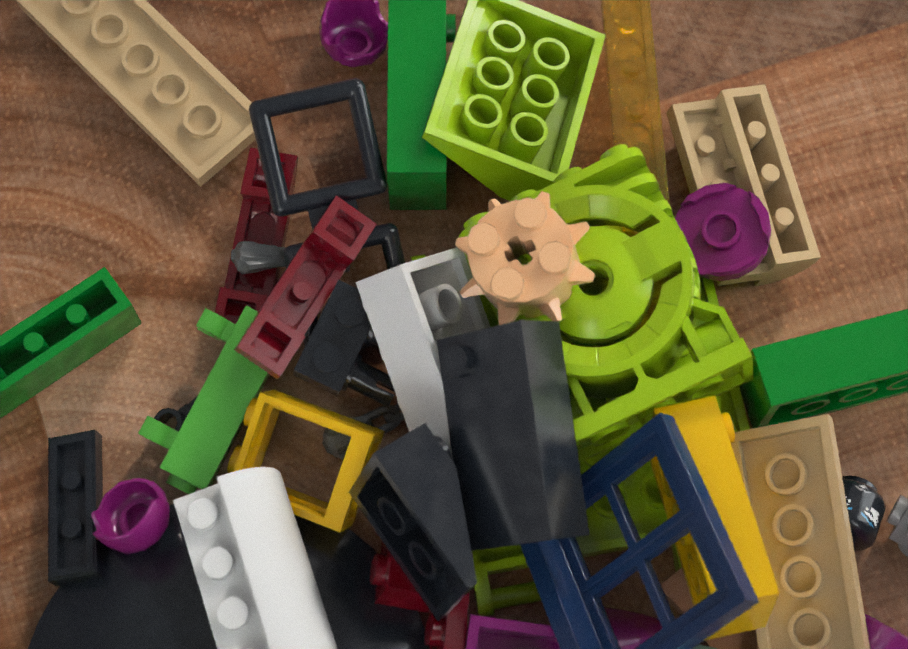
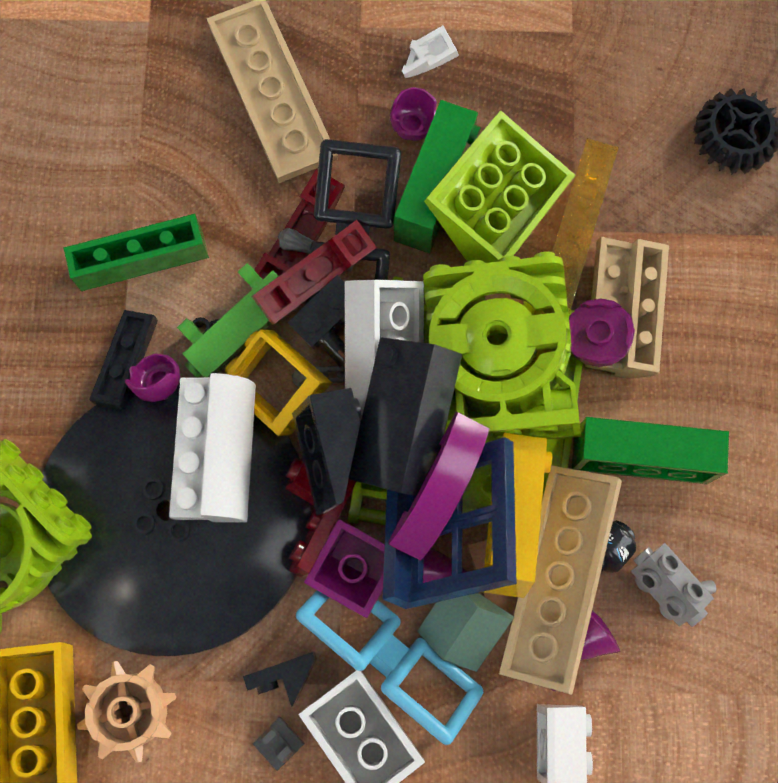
camera: 20 degrees right, 5 degrees up
(520, 229) = (449, 285): light nougat brick -> none
(603, 514) = (441, 488): none -> magenta slope

